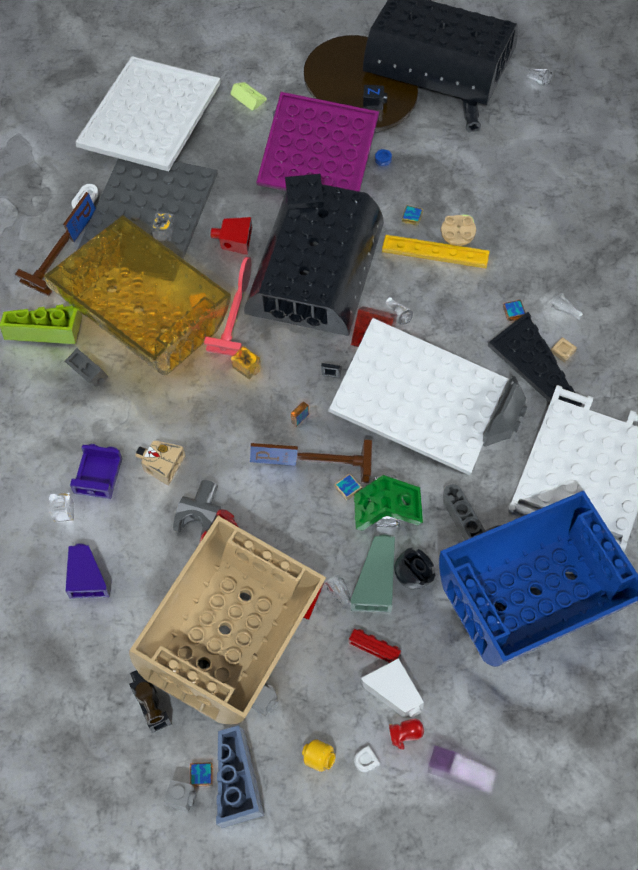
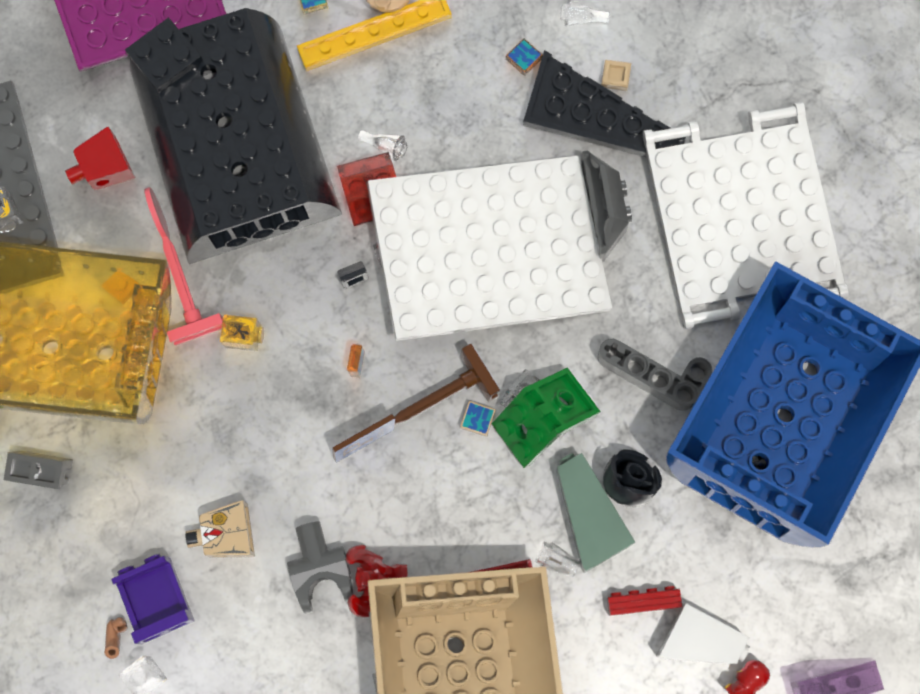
camera: 30 degrees left, 15 degrees up
(62, 477) = (113, 637): none -> nougat arm

